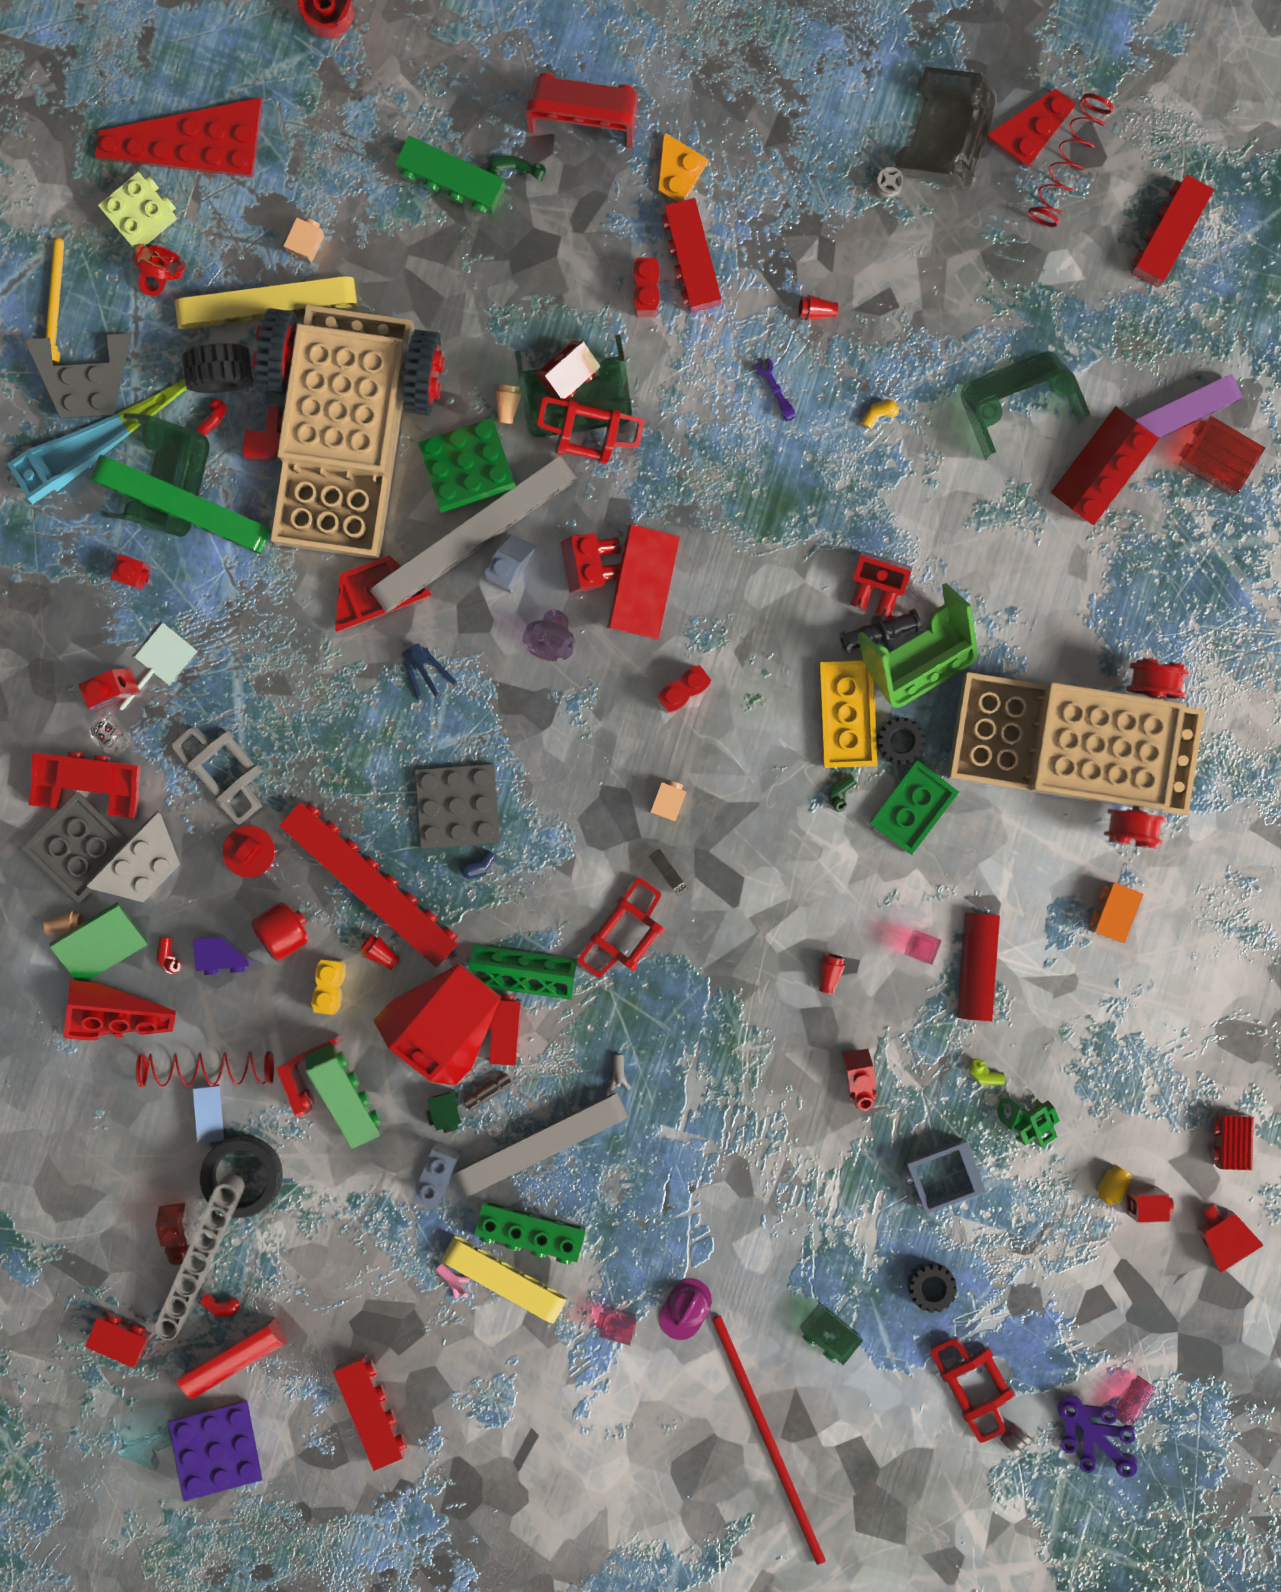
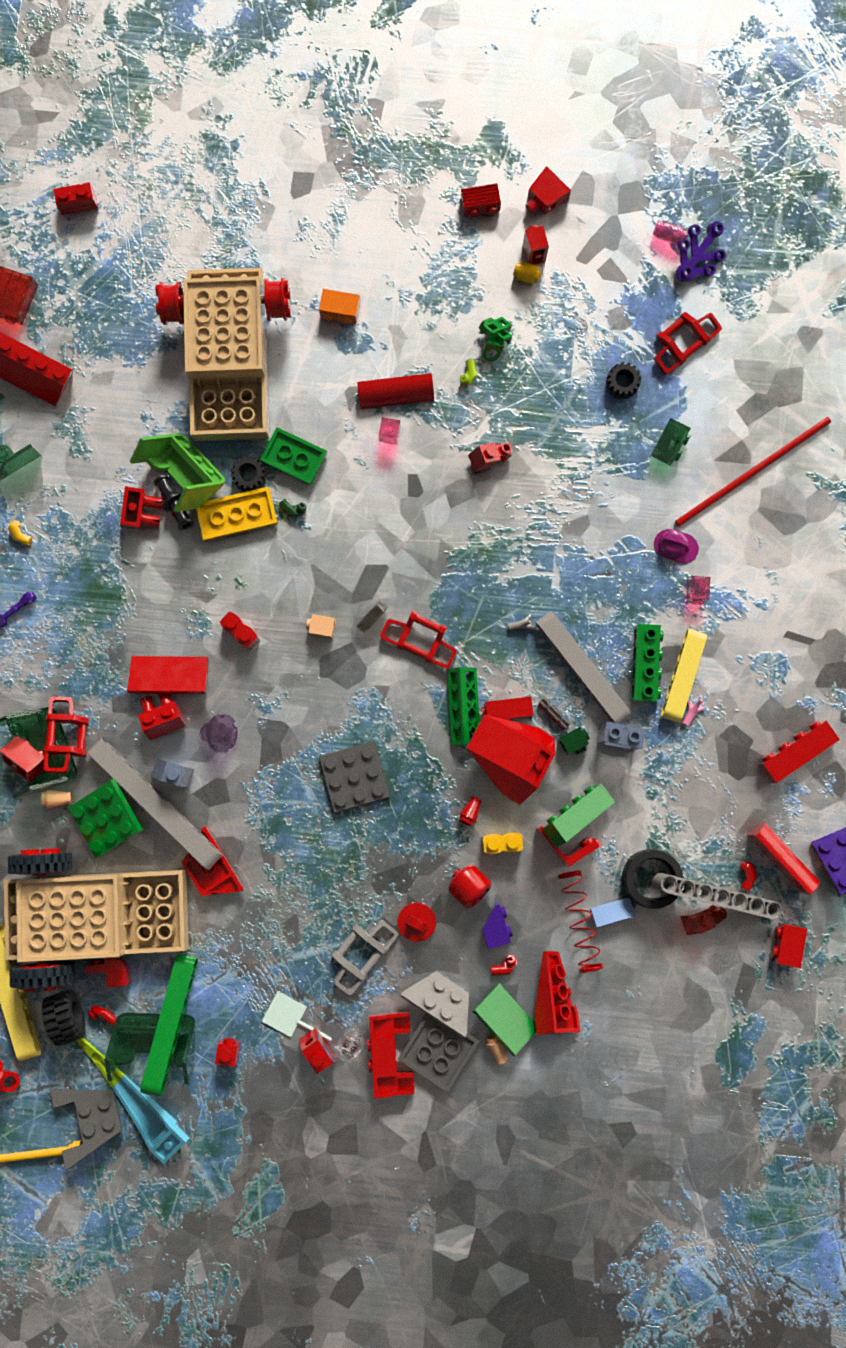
camera: 110 degrees left, 5 degrees down
(369, 883) = (422, 829): red brick -> none
(415, 658) = (252, 828): dark blue plant -> none
(480, 868) = (396, 752): dark blue arm -> none
(830, 972) = (420, 491): red cone -> none
(976, 1185) = (536, 370): sand blue window -> none
(1017, 1440) = (714, 304): flat silver wheel -> none

